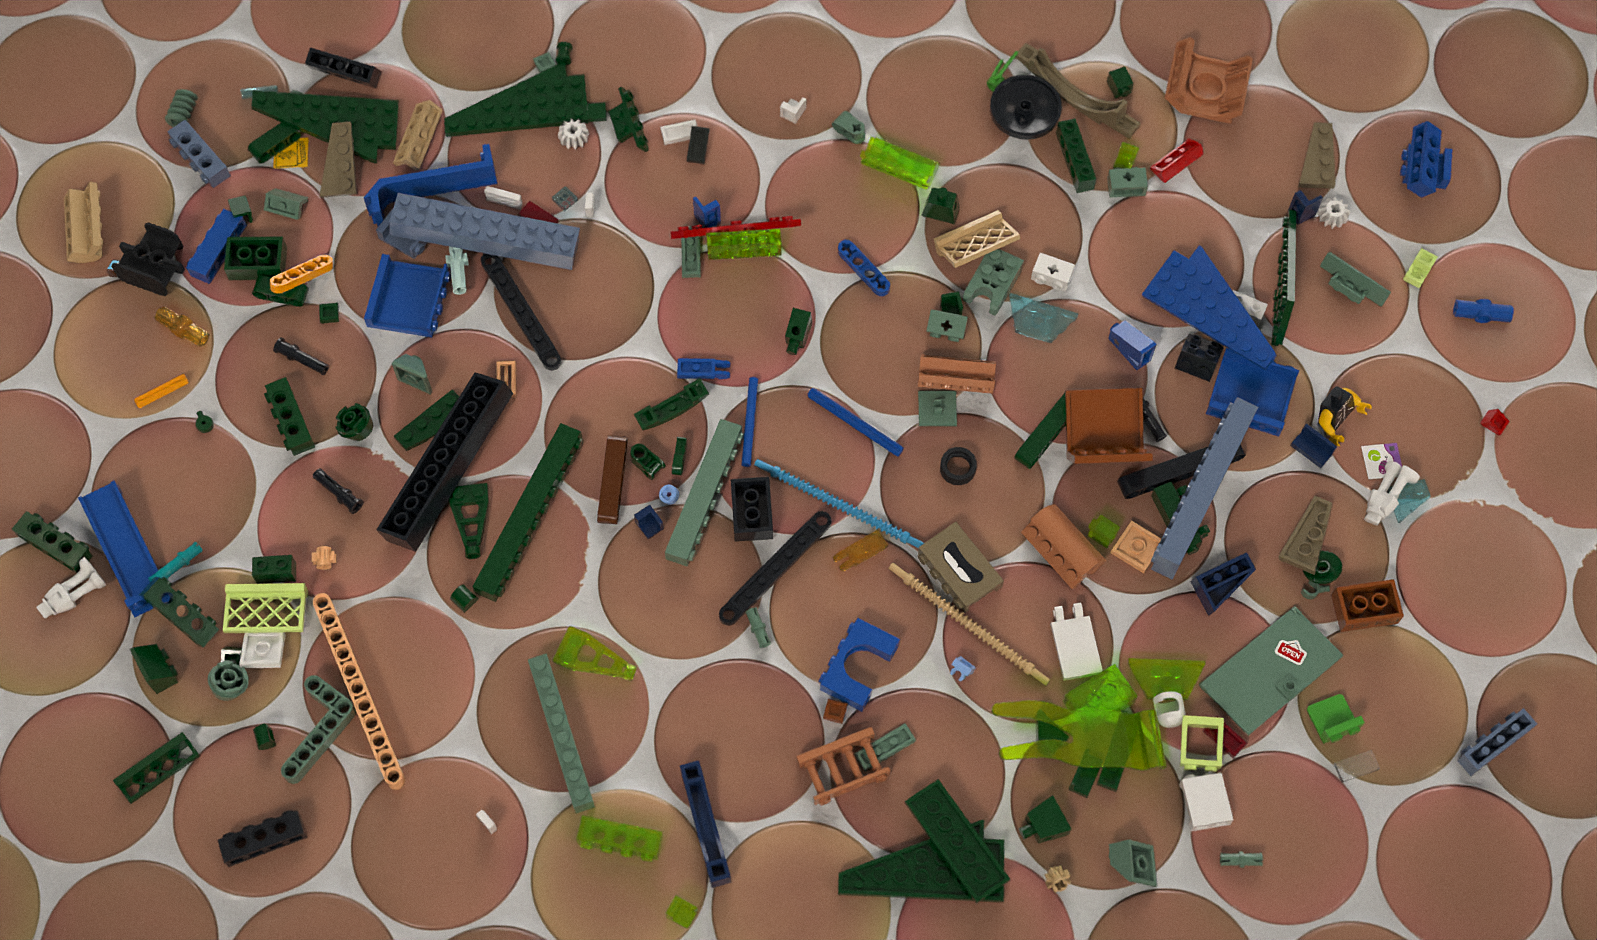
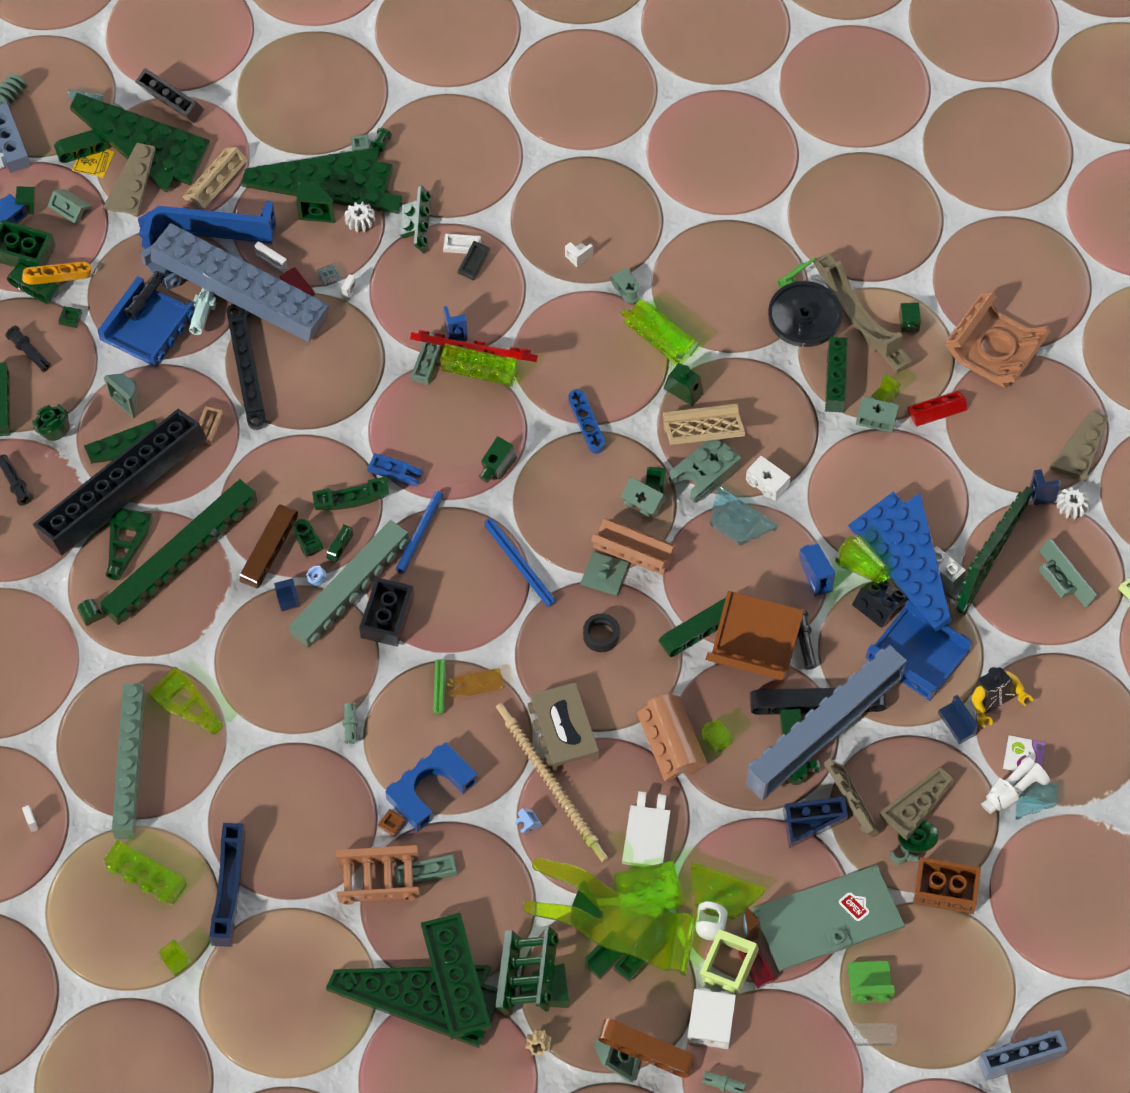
camera: 20 degrees right, 5 degrees down
(393, 277) = (140, 302): none -> black pin
(527, 133) = (314, 203): none -> dark green slope
(774, 568) = (388, 673): black plate -> none
(806, 487) = (425, 586): dark azure hose -> none
(828, 565) = (439, 686): none -> bright green axle
(1002, 811) = (509, 968): none -> dark green fence
(1136, 546) = (738, 757): light nougat tile -> none
(1161, 851) = (646, 1048): none -> dark orange beam
(1172, 323) = (862, 559): none -> clear neon green cone
(1207, 701) = (750, 925): none -> reddish brown slope
(1245, 546) = (852, 796): none -> dark tan wing

